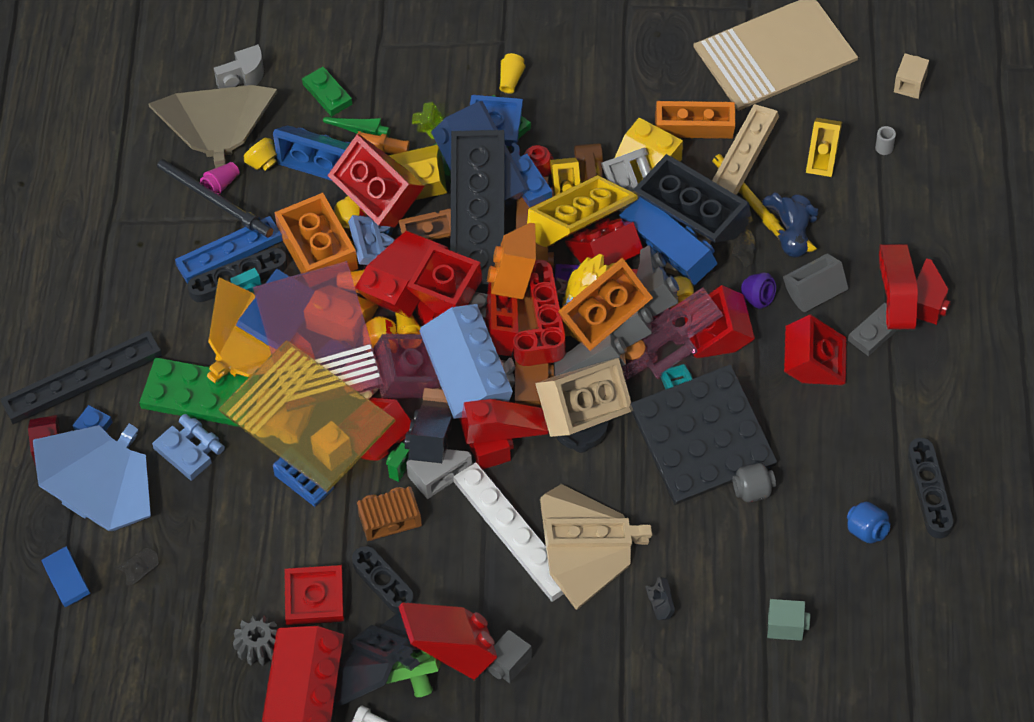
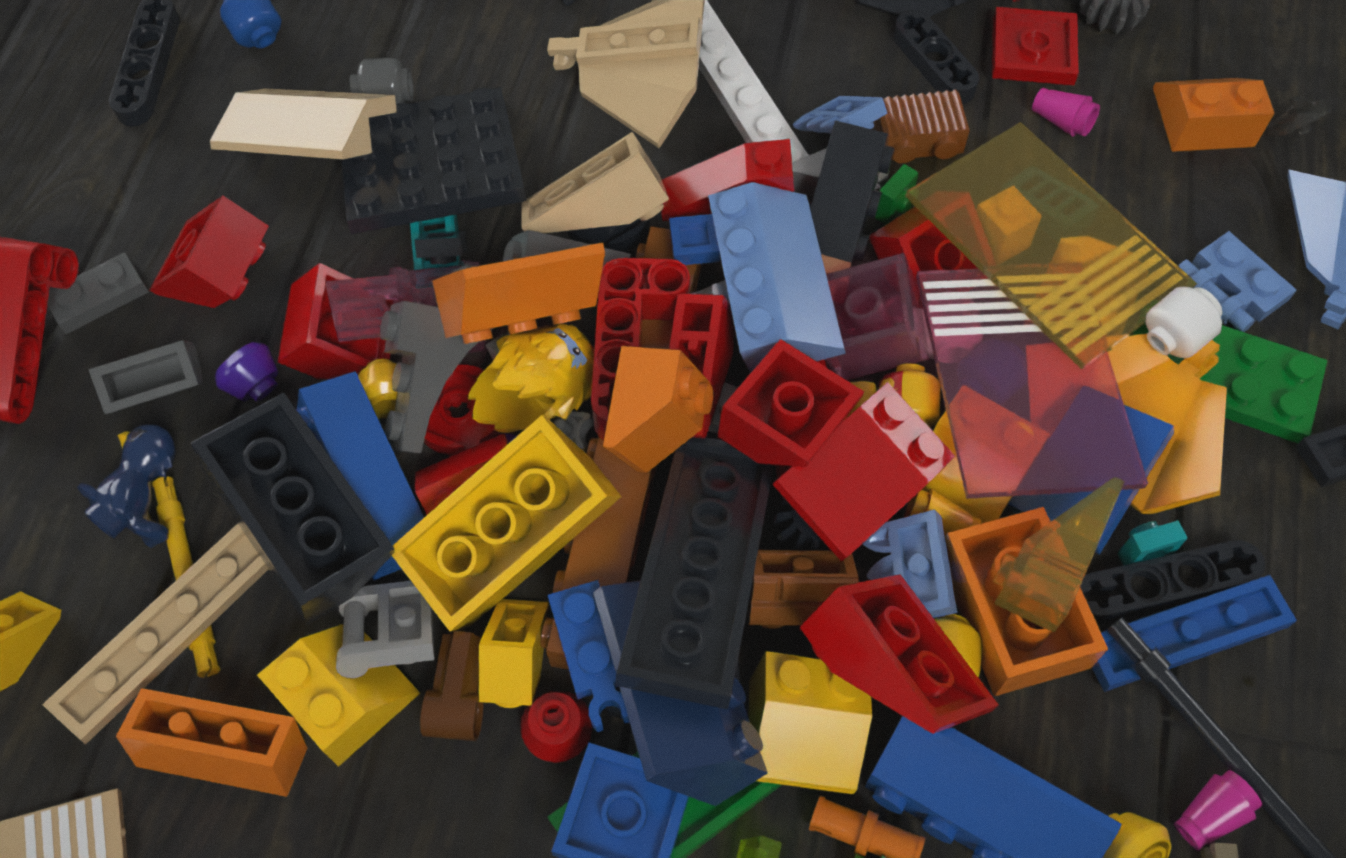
camera: 170 degrees left, 5 degrees up
(195, 562) = (1213, 112): none -> orange slope
(230, 372) = (1184, 322): none -> white head
(291, 545) = (1067, 110): none -> dark pink cone
(301, 236) = (1054, 560): none -> clear yellow slope
(441, 501) = (846, 109): none -> medium blue plate
(521, 383) = (694, 239): none -> blue plate
(671, 369) = (441, 246): none -> black plate
(789, 432) = (300, 122): none -> tan slope

